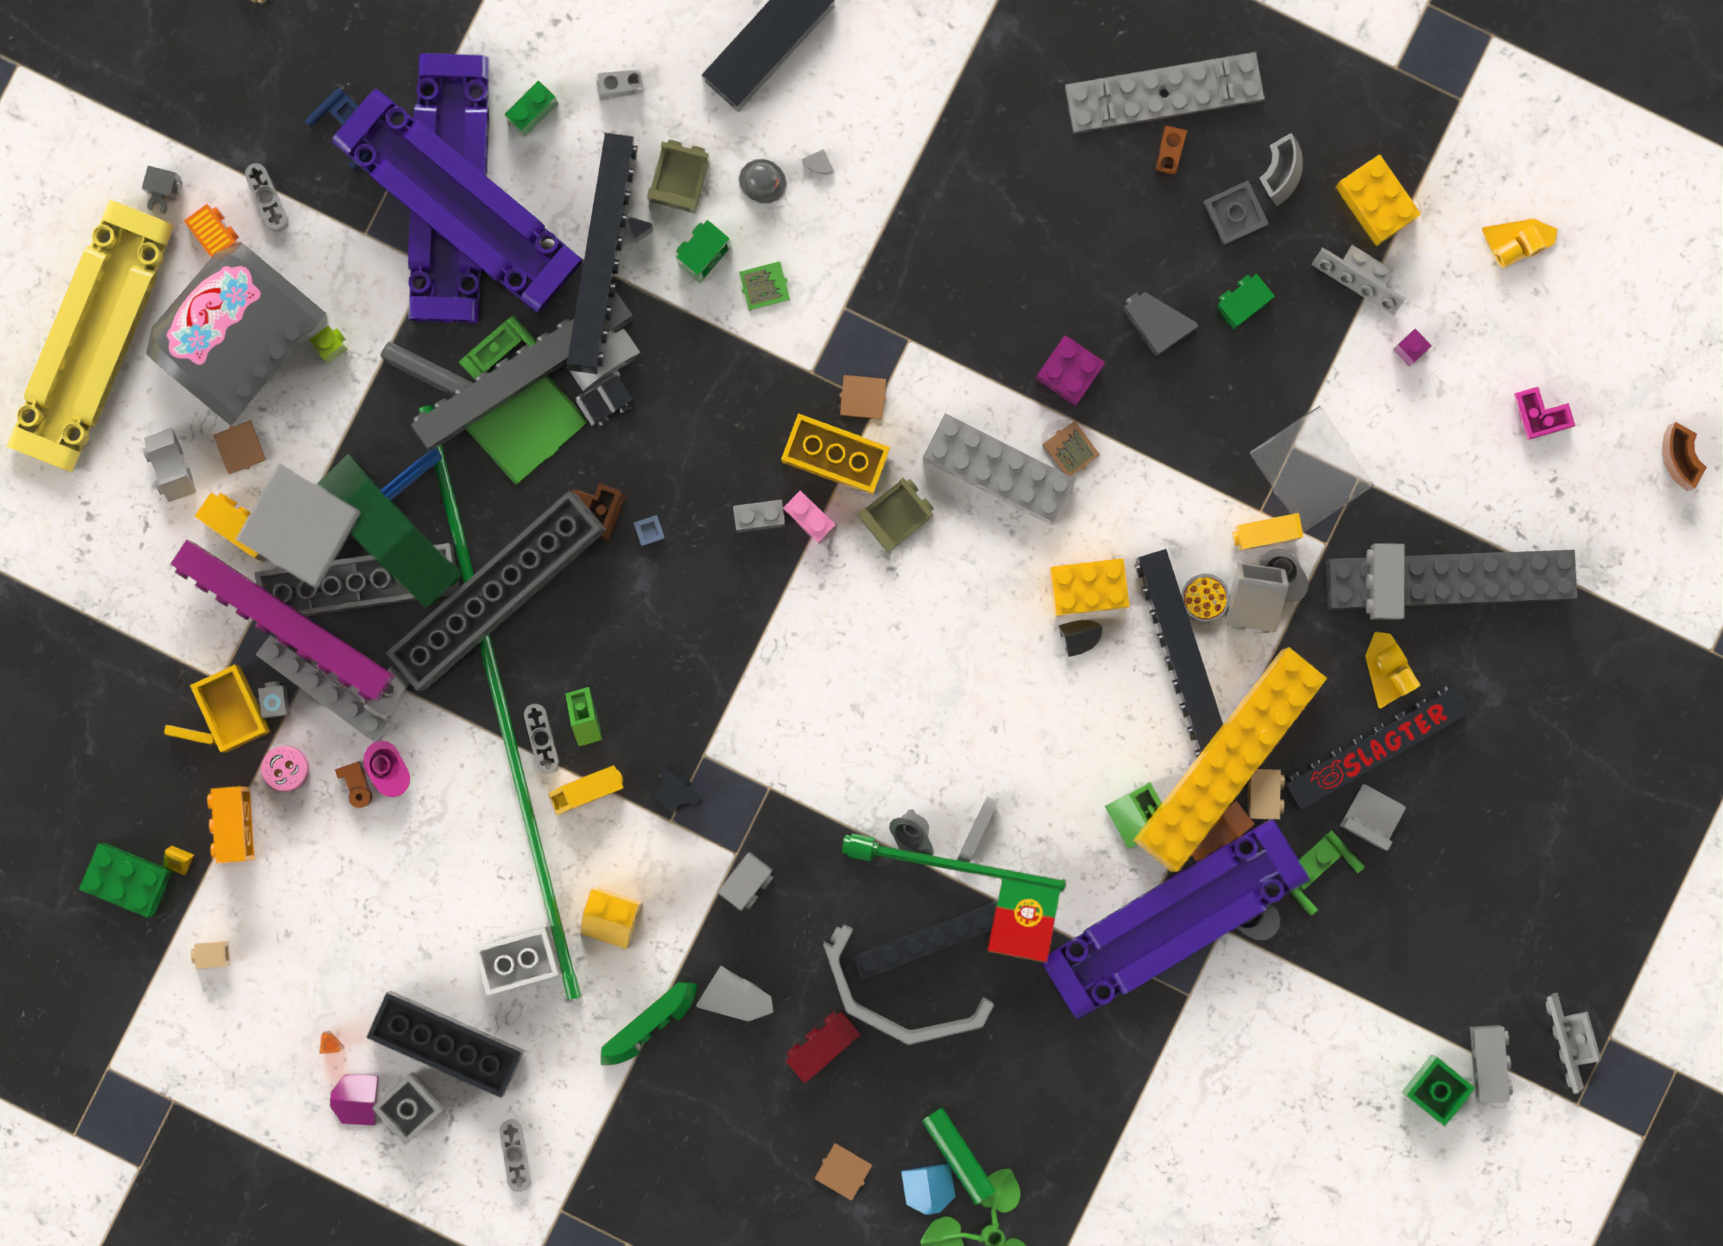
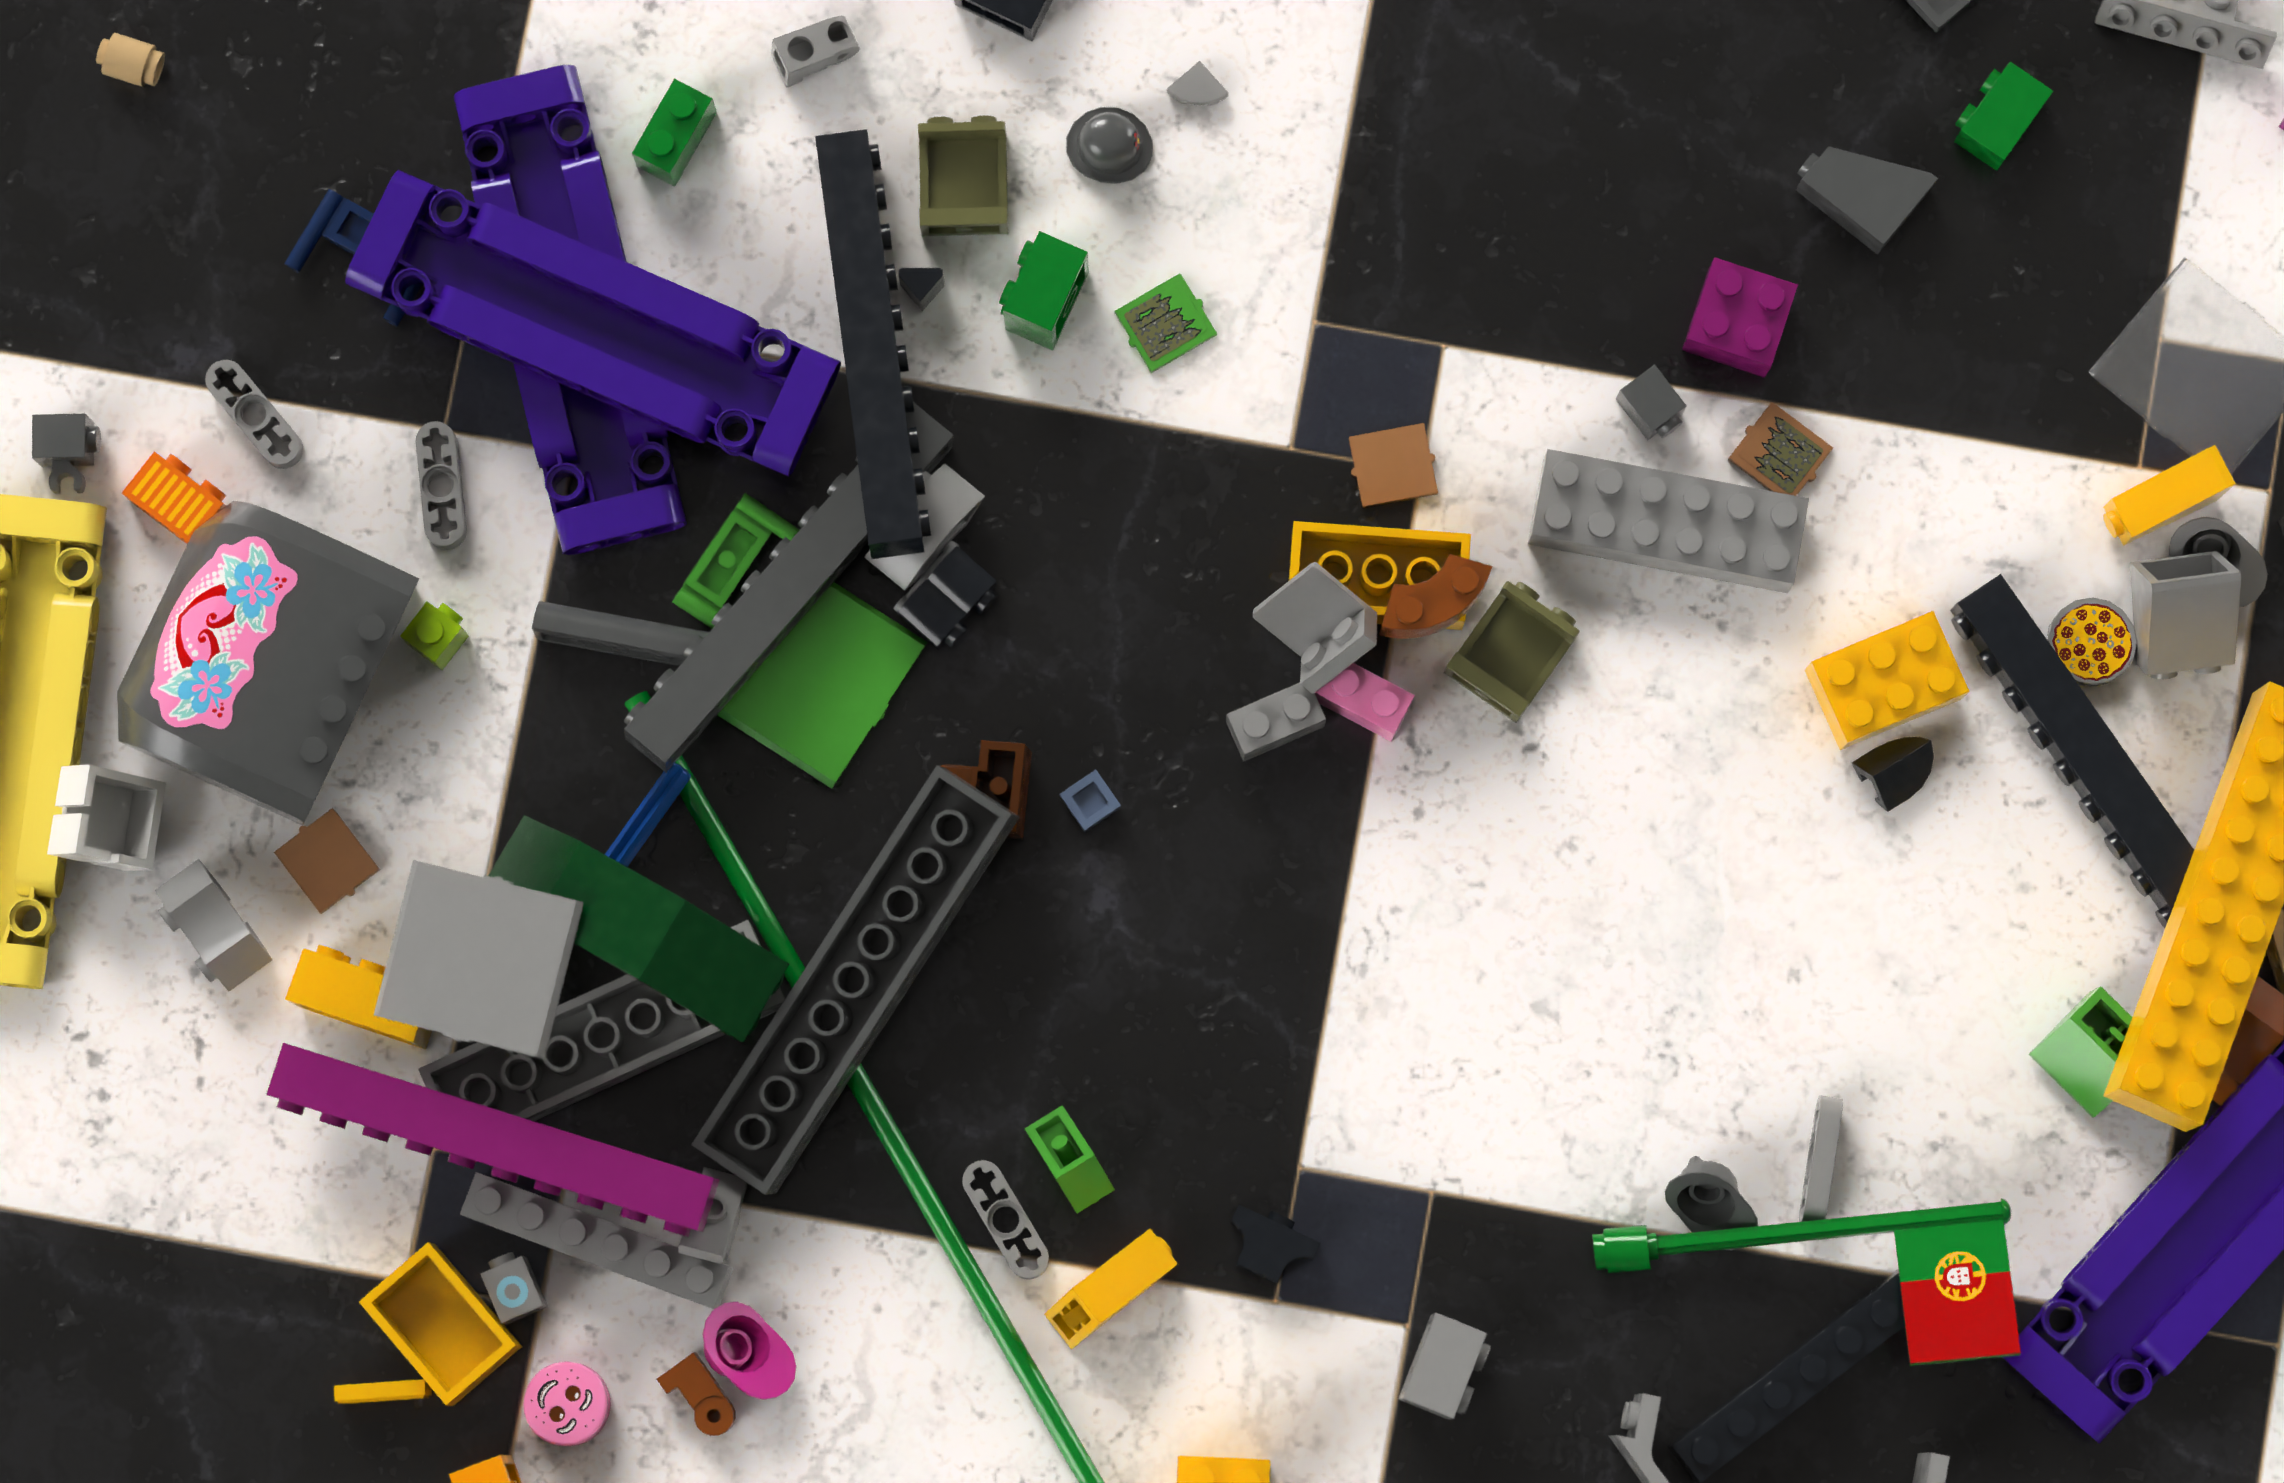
camera: 15 degrees left, 5 degrees down
(128, 392) = (107, 818): none -> white piece
(363, 247) = (426, 455): none -> light grey beam
(796, 473) = (1319, 623): none -> light grey bracket
(859, 479) = (1435, 603): none -> dark orange brick
(1009, 404) = (1652, 404): none -> dark grey brick

